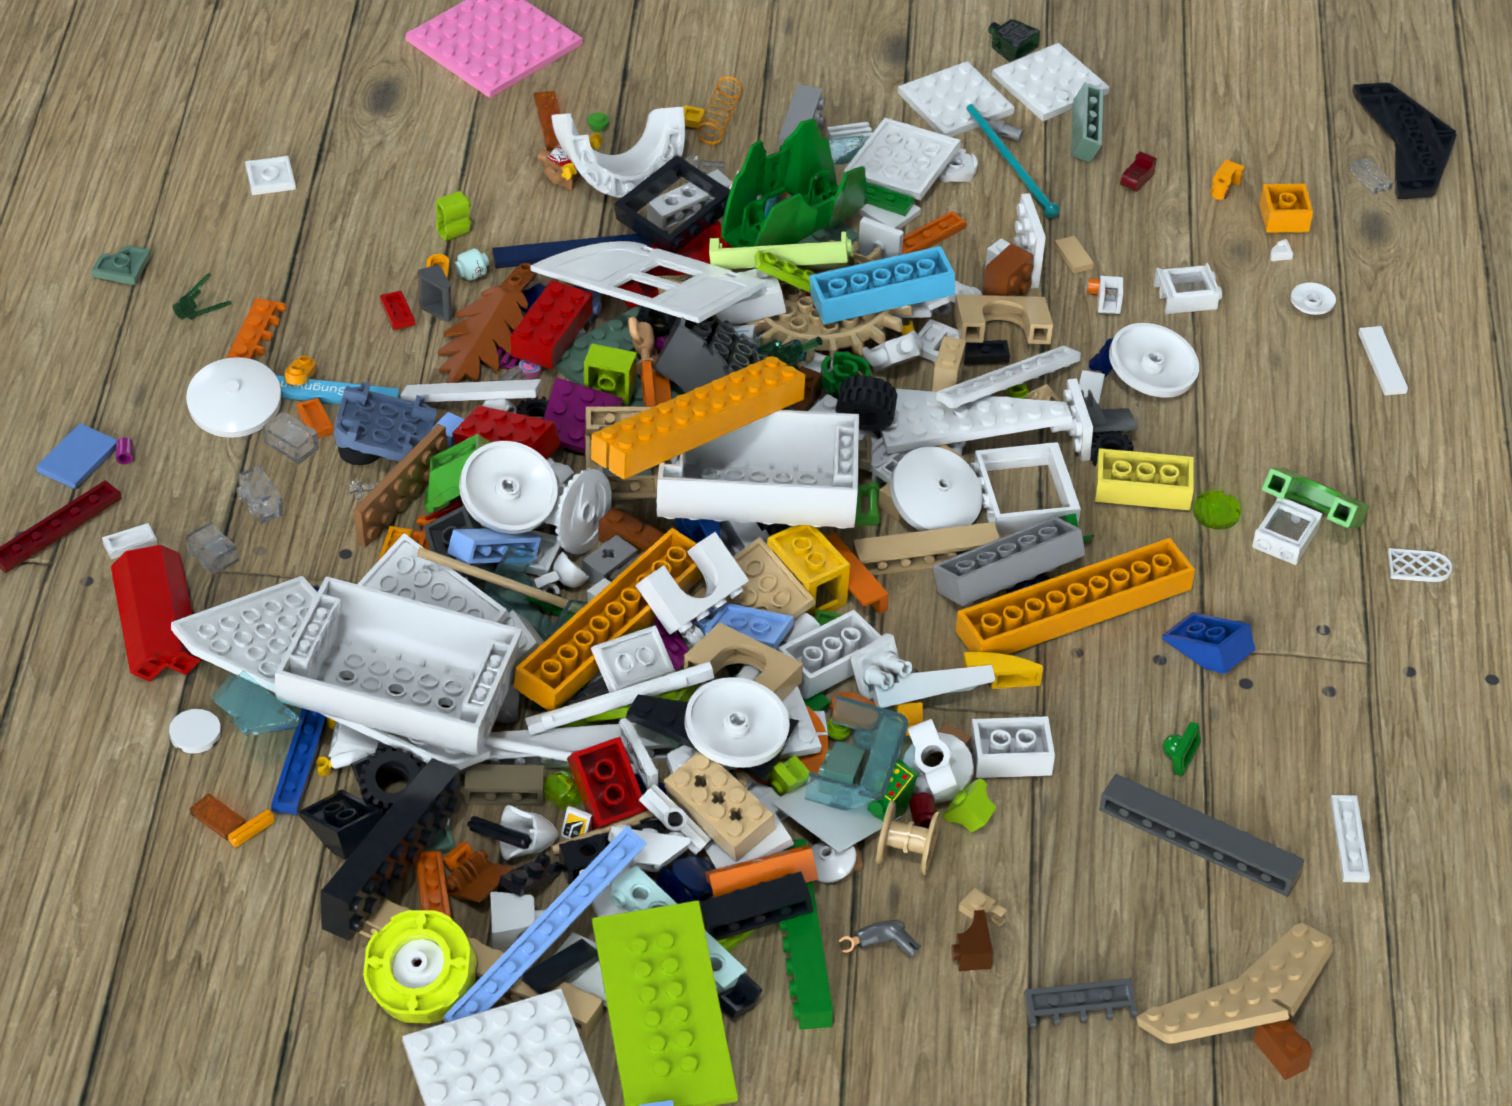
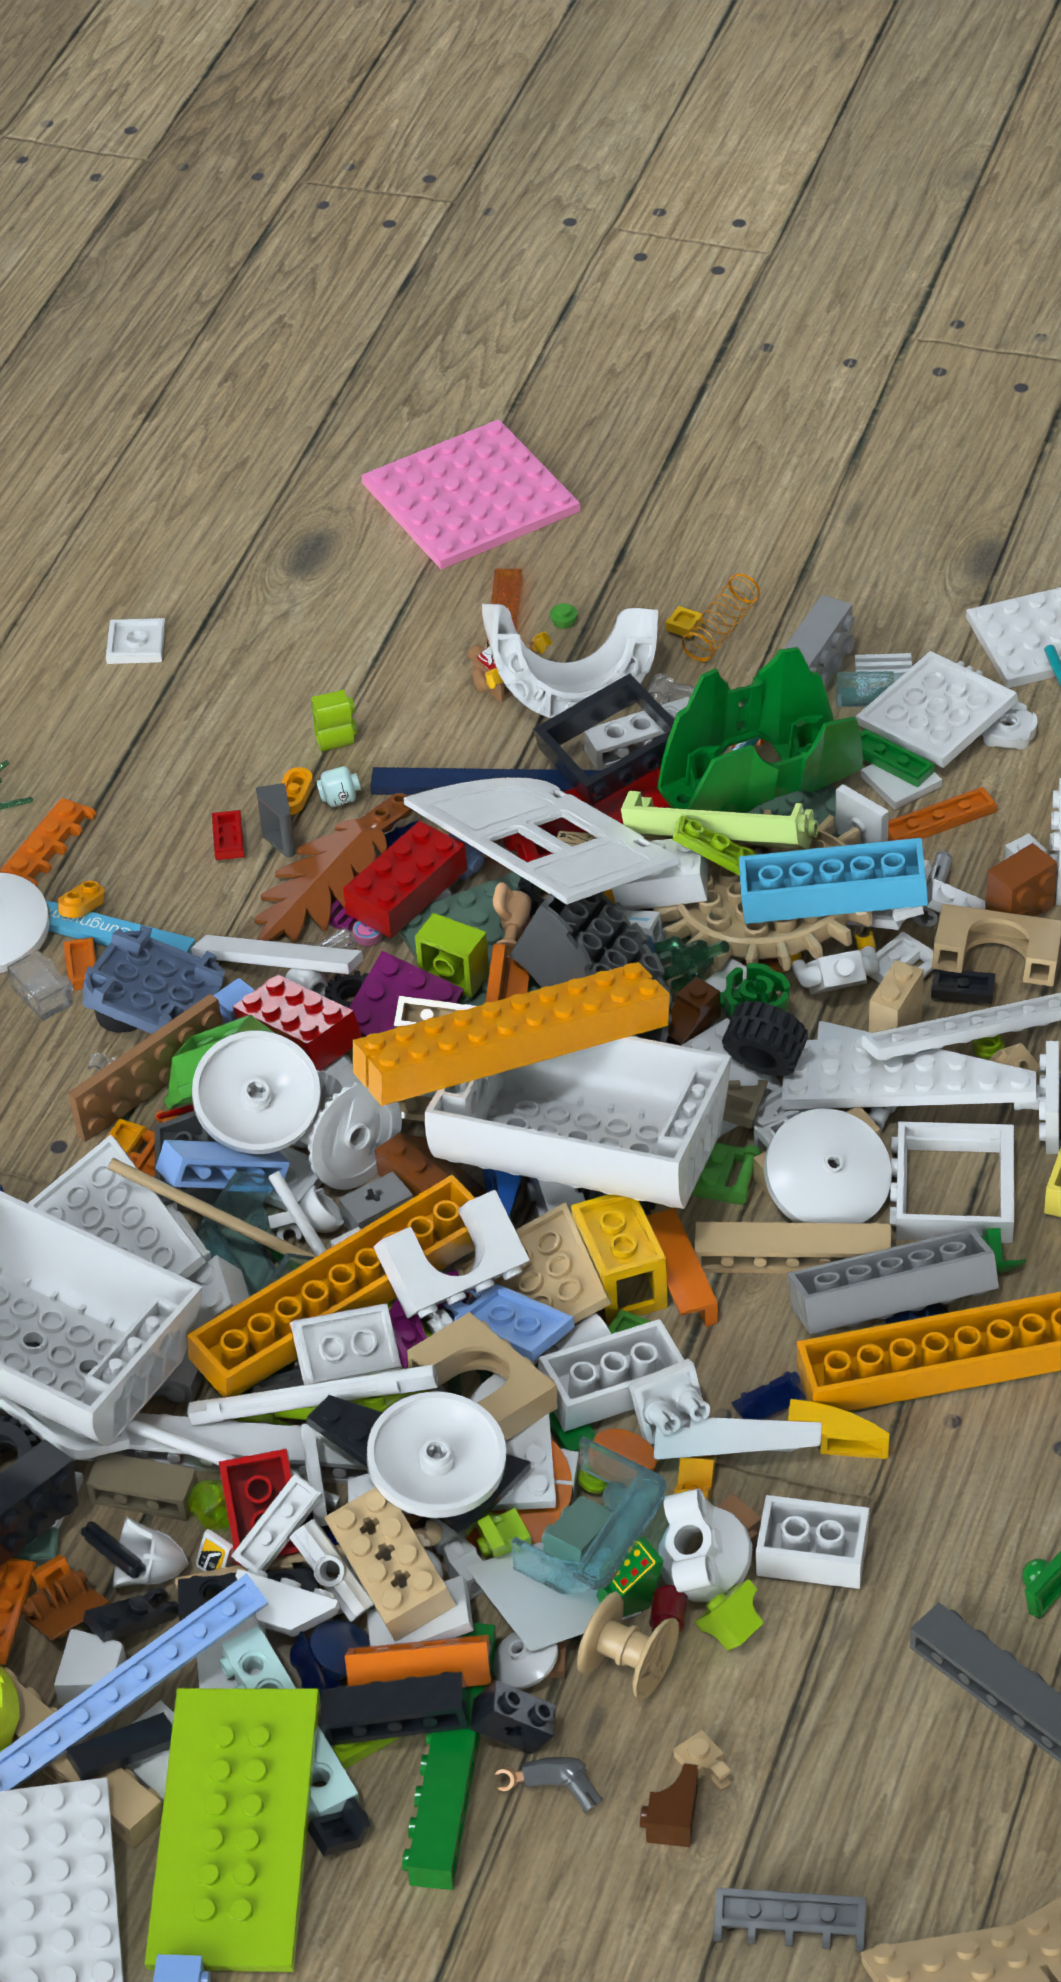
camera: 20 degrees right, 0 degrees up
(556, 573) = (297, 1213): none -> white bar
(626, 792) = (278, 1524): none -> white tile
(842, 899) = (513, 1717): none -> black brick
(945, 654) = (769, 1398): none -> clear blue hinge

